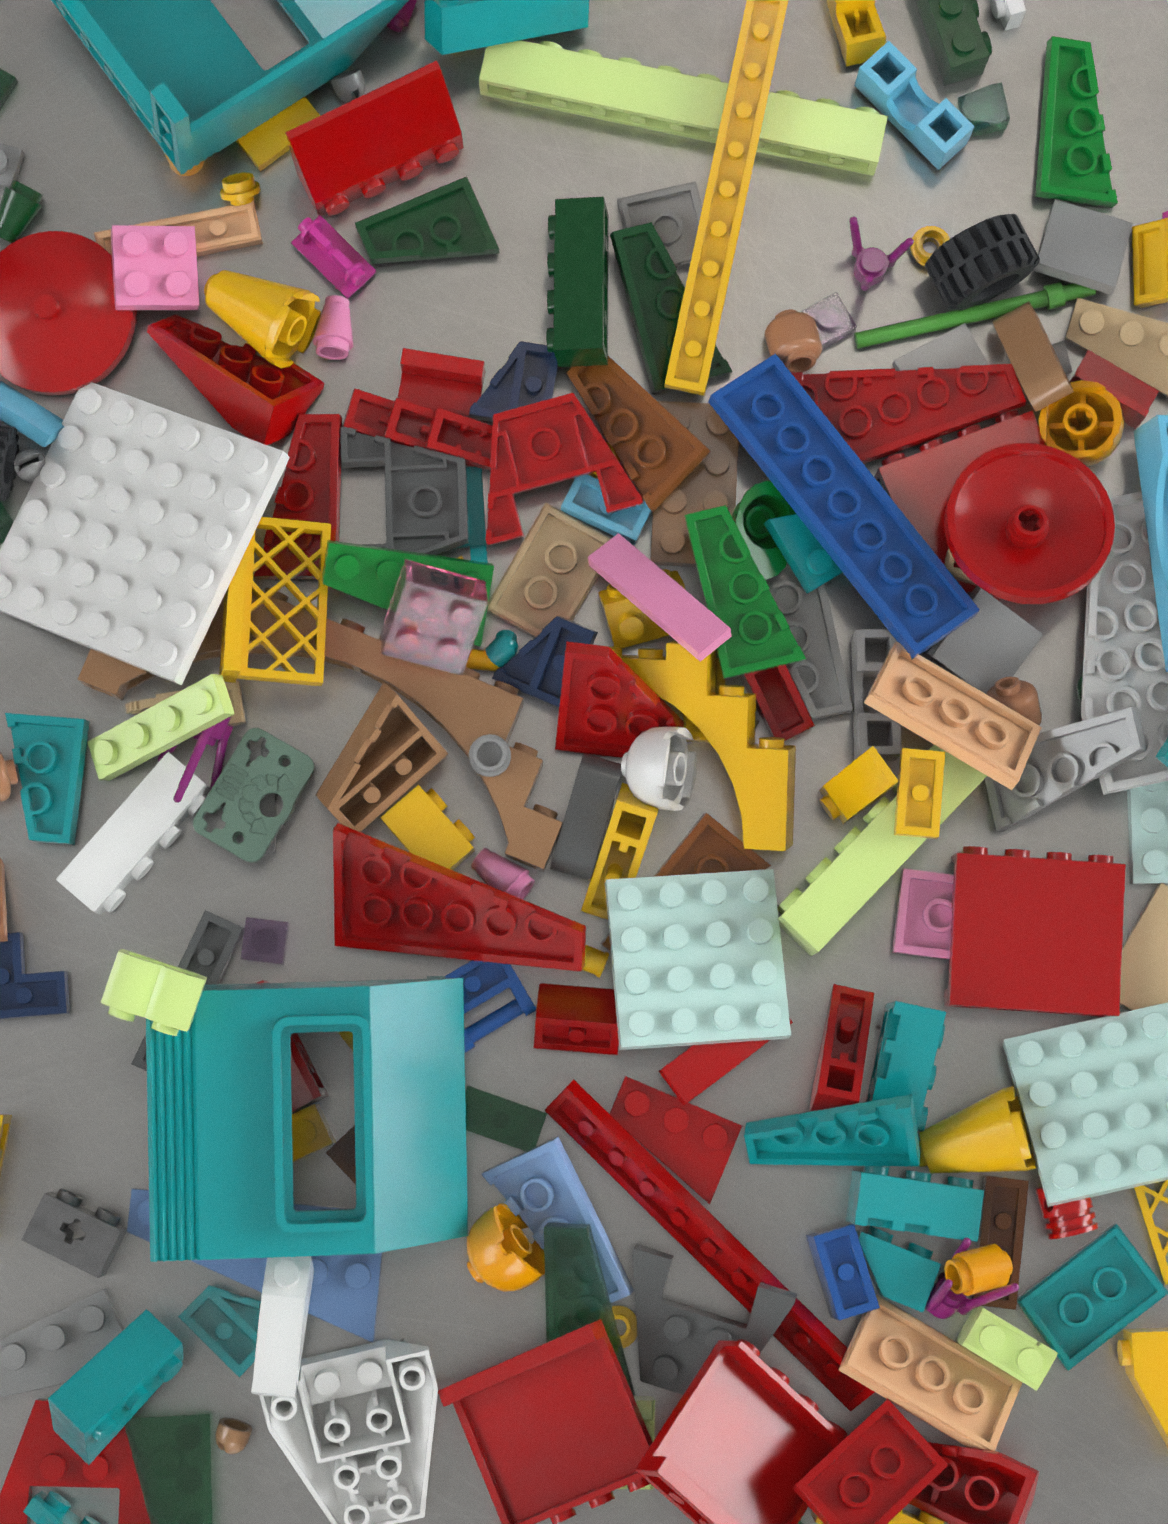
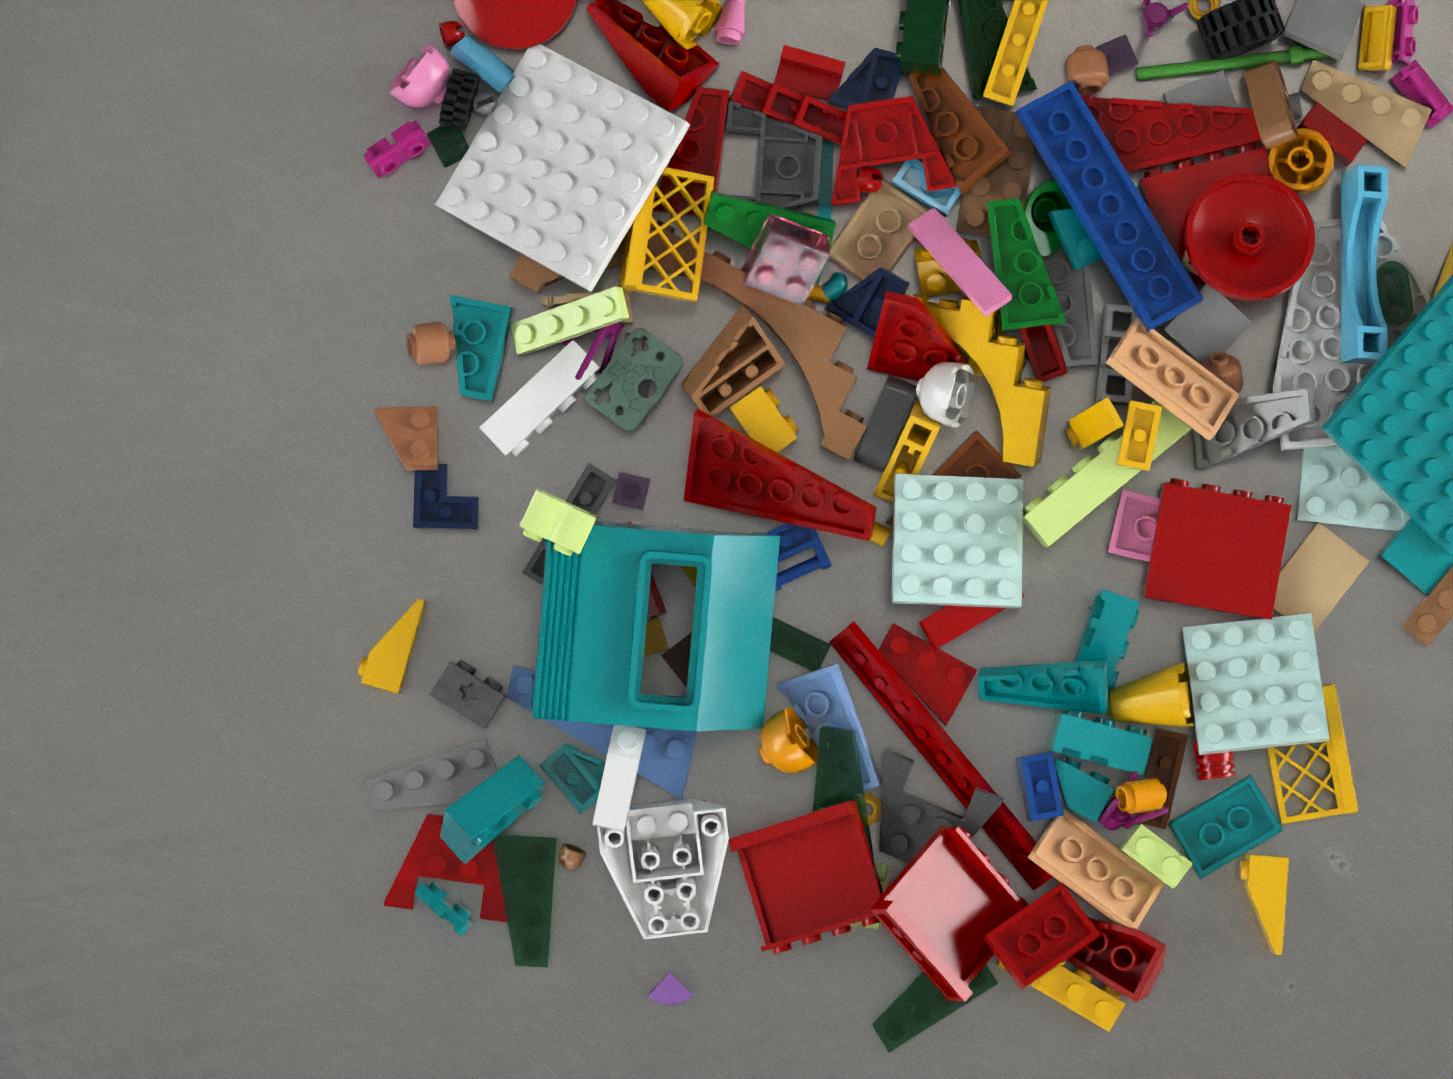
camera: 15 degrees right, 5 degrees up
(489, 755) = (817, 369): light grey plate -> none
(503, 873) = (817, 460): bright pink cone -> none
(532, 507) = (870, 180): none -> red hinge
(576, 1019) = (861, 576): red panel -> none
(842, 1049) = (1060, 620): red slope -> none

